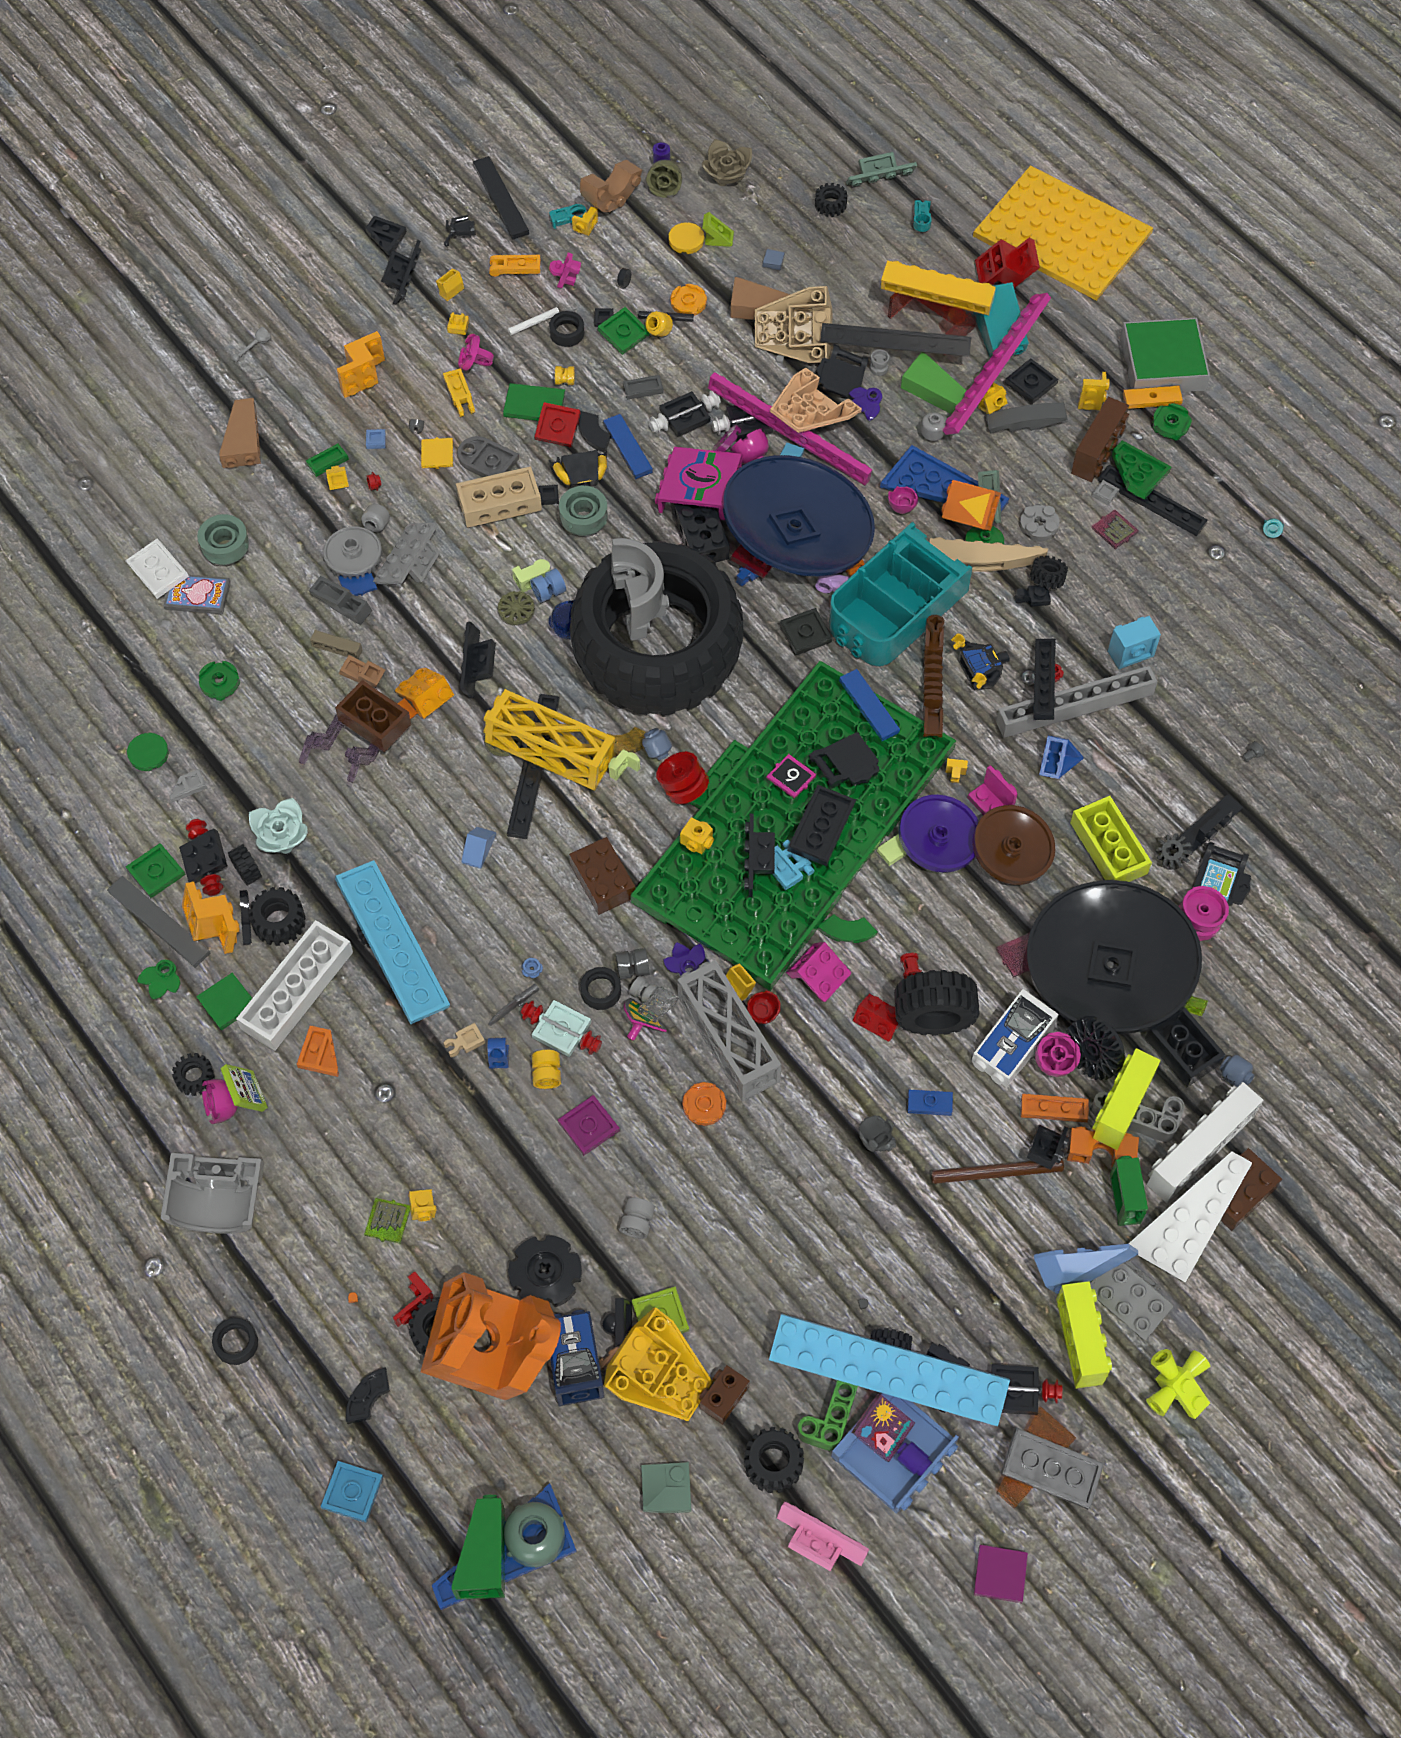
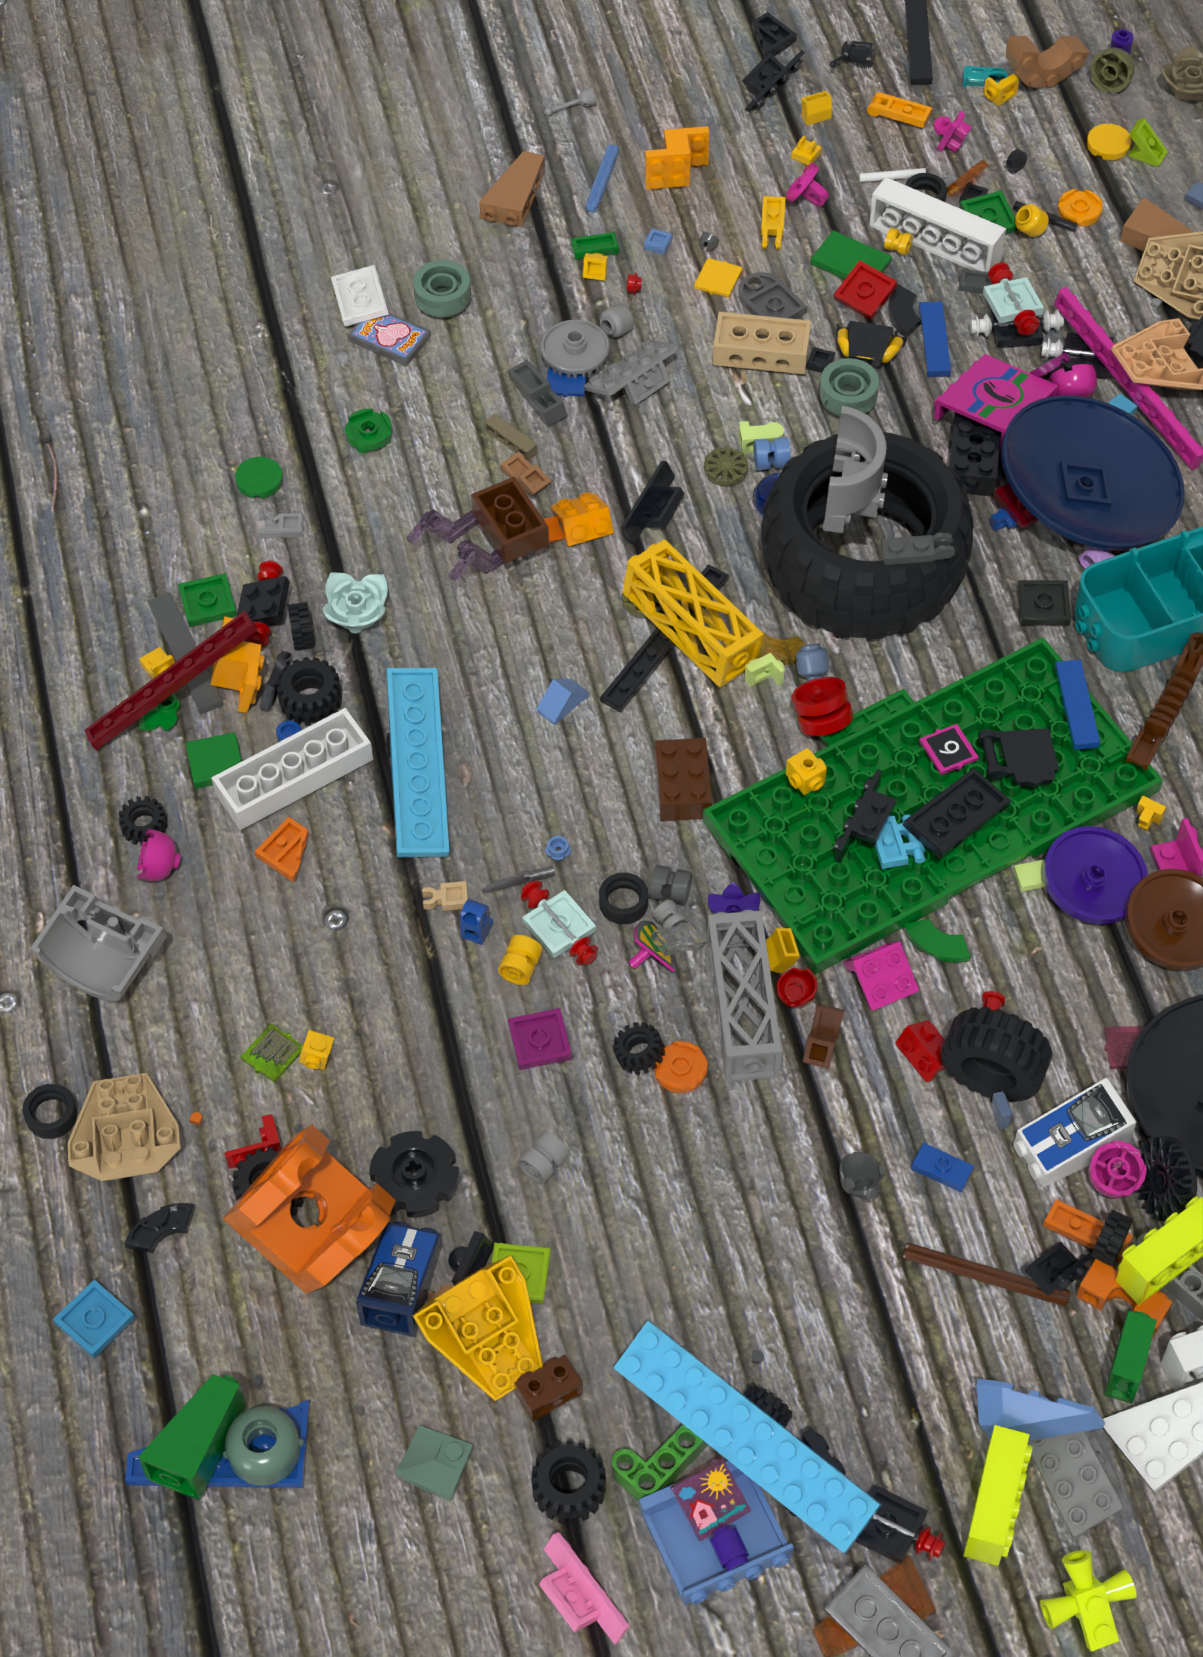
camera: 25 degrees right, 5 degrees down
(142, 940) = (156, 662): none -> yellow bracket
(164, 952) = (170, 680): none -> dark red tile
(243, 1088) = (186, 853): tile -> none
(274, 955) = (287, 729): none -> blue tile
(302, 1331) = (123, 1130): none -> tan wedge
(306, 400) = (602, 178): none -> medium blue axle
(590, 353) = (937, 226): none -> white brick
(593, 304) = (966, 177): none -> clear orange tile
(675, 394) = (1013, 299): none -> light aqua plate
(676, 1111) = (643, 1059): none -> black tyre
(709, 630) = (917, 549): none -> dark grey hinge
(799, 1037) = (823, 1036): none -> reddish brown slope
(953, 1041) = (1001, 1110): none -> sand blue tile
(1078, 1108) = (1112, 1237): none -> black tyre

